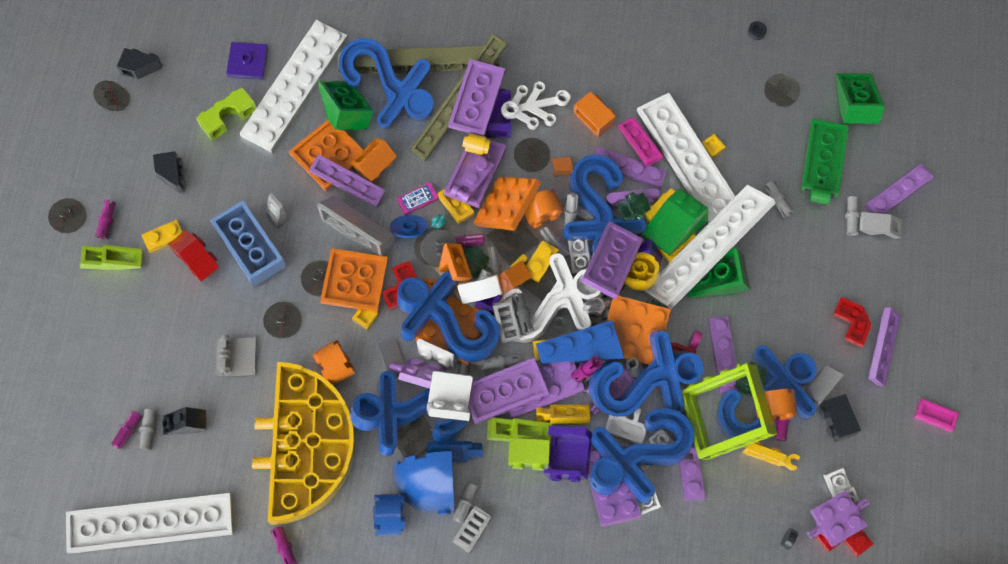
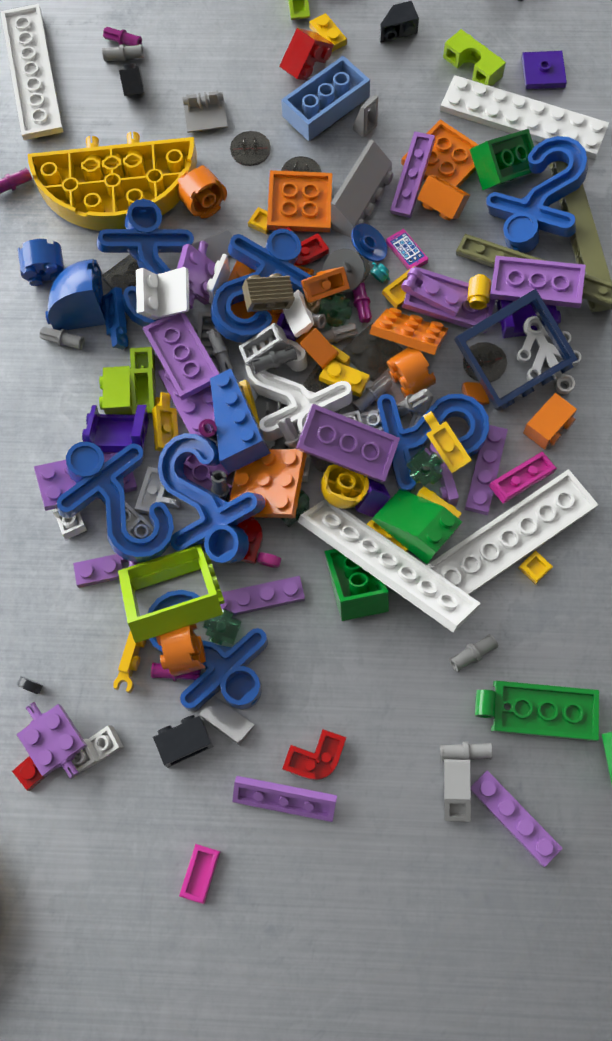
camera: 90 degrees right, 0 degrees up
(465, 306) = (268, 292): none -> dark tan brick
(486, 517) = (45, 358): light grey slope -> none
(511, 132) = (551, 327): none -> dark blue window
(616, 187) = (447, 444): none -> yellow plate

